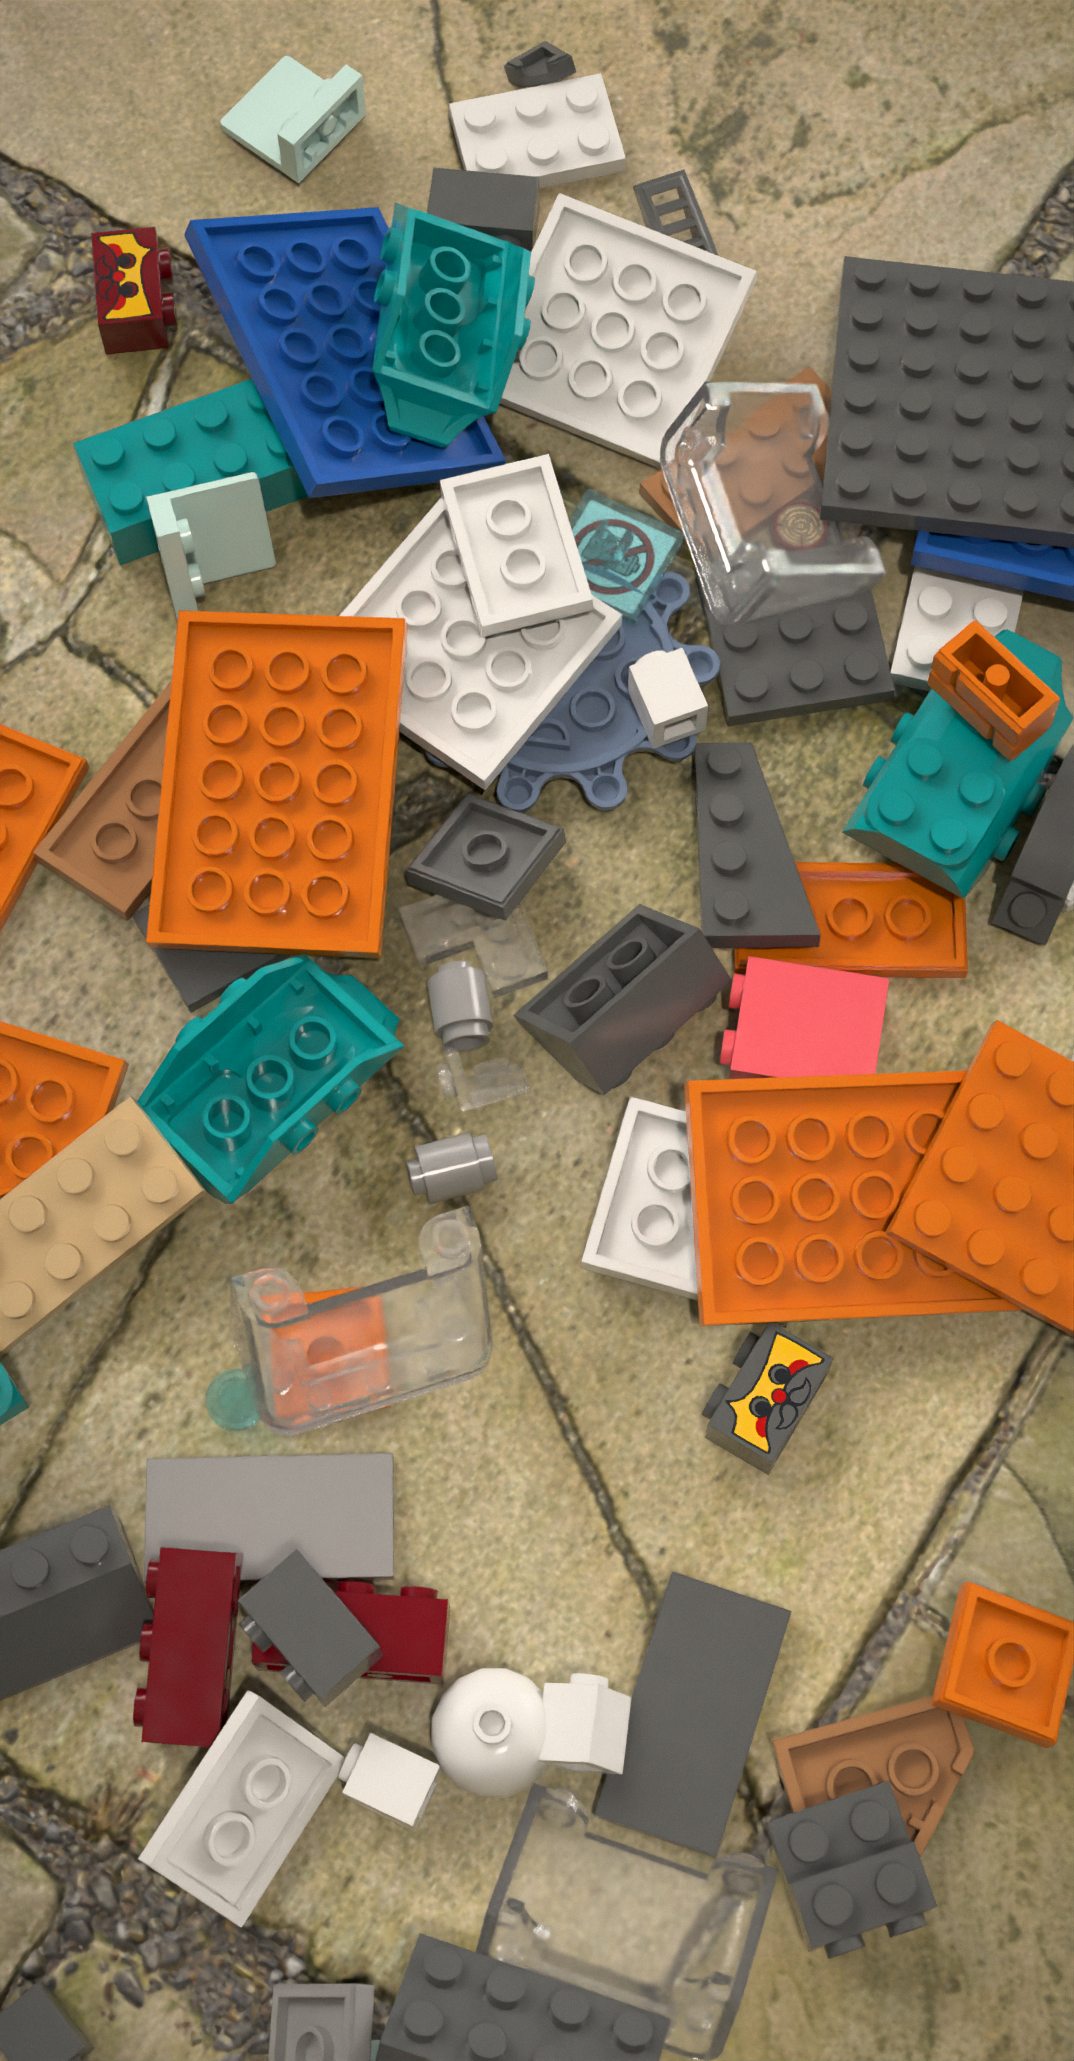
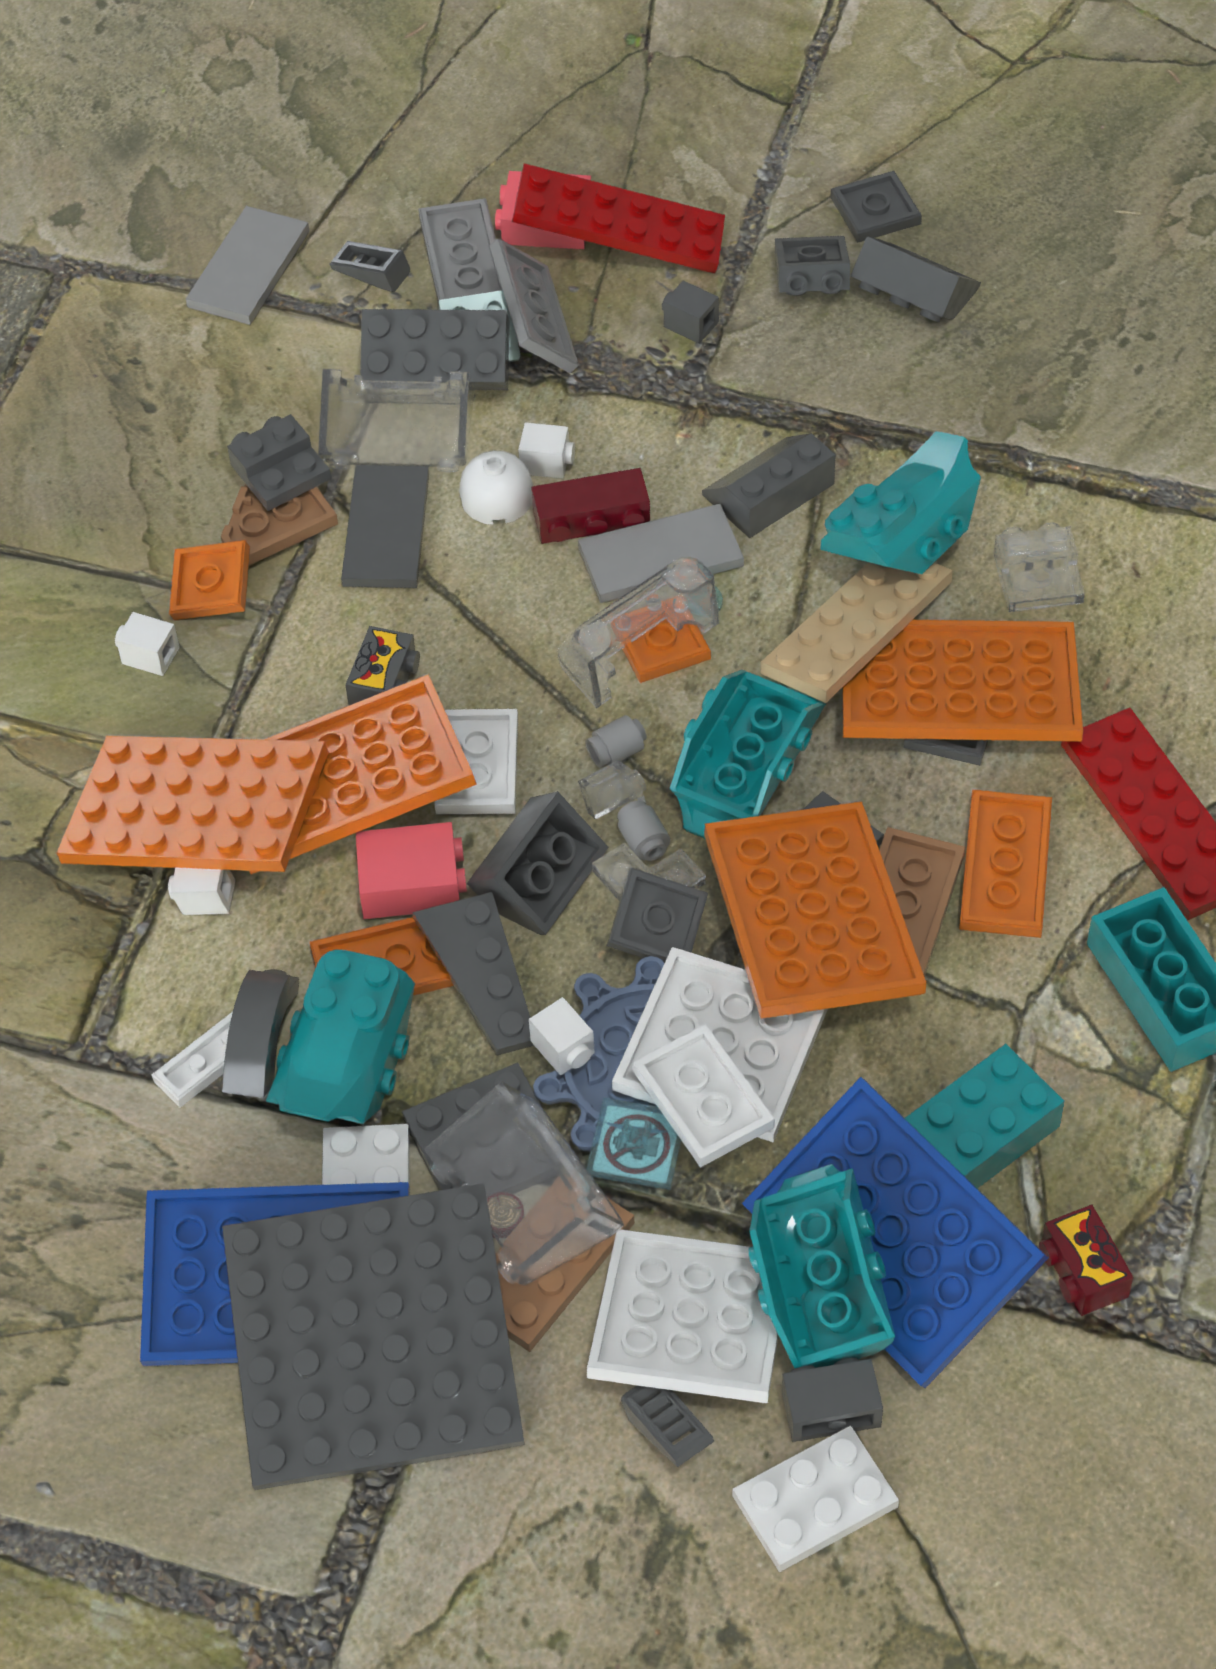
camera: 165 degrees right, 15 degrees down
(188, 1646) = (679, 473): dark red brick -> none
(210, 535) = (954, 1044): light aqua bracket -> none
(243, 1808) = (620, 413): white plate -> none
(296, 116) = (1023, 1451): light aqua bracket -> none
(309, 1630) = (610, 474): dark grey brick -> none
(540, 66) = (833, 1561): dark grey tile -> none
(585, 1725) = (444, 491): white brick -> none
(993, 690) = (323, 1039): orange brick -> none

